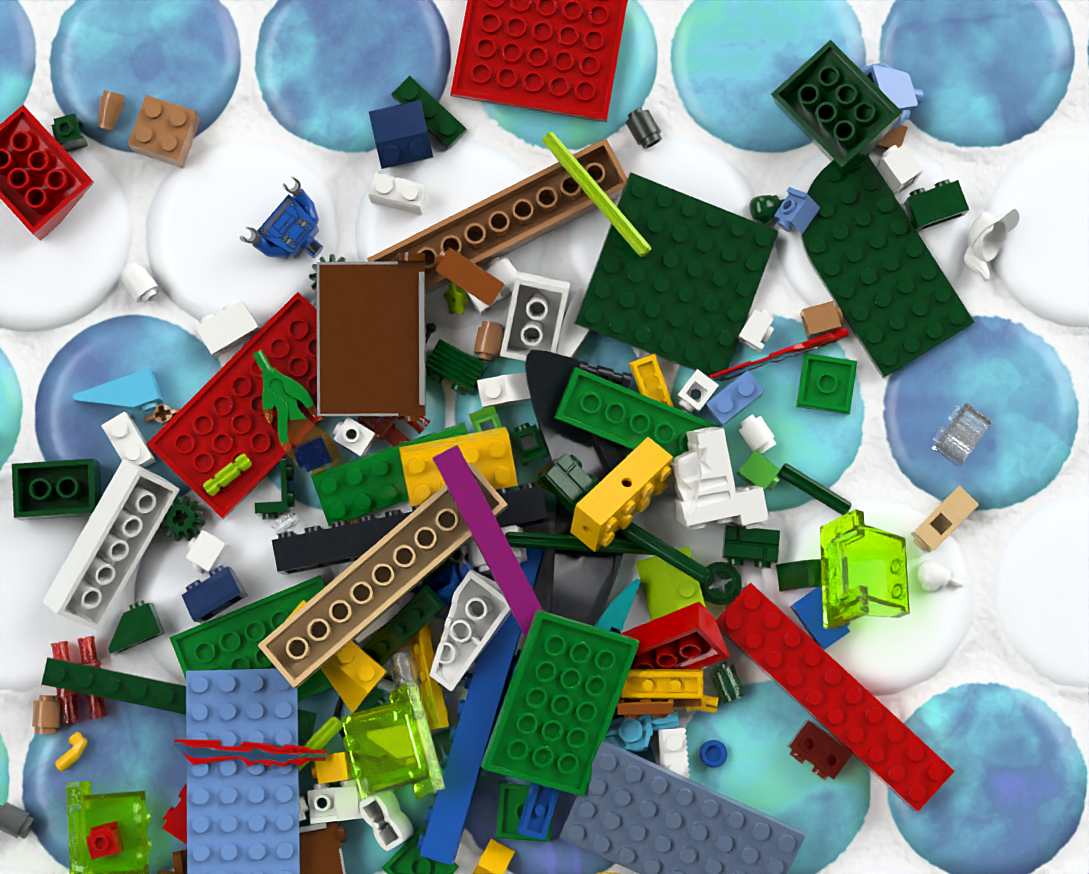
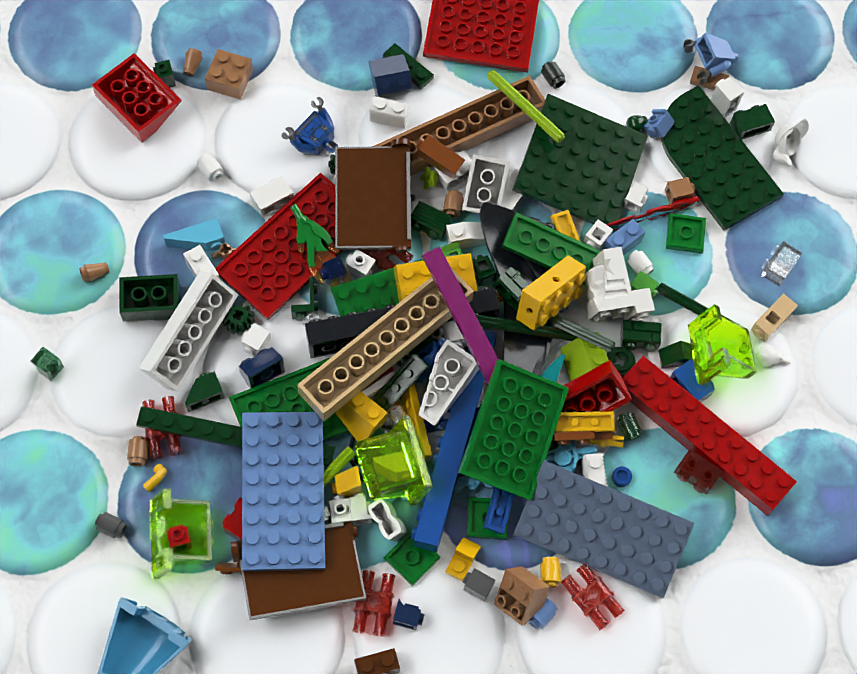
camera: 10 degrees left, 15 degrees down
(227, 474) = (271, 287): lime axle -> none
(250, 752) = (258, 466): red sword -> none
(837, 107) = (682, 58): dark green slope -> none

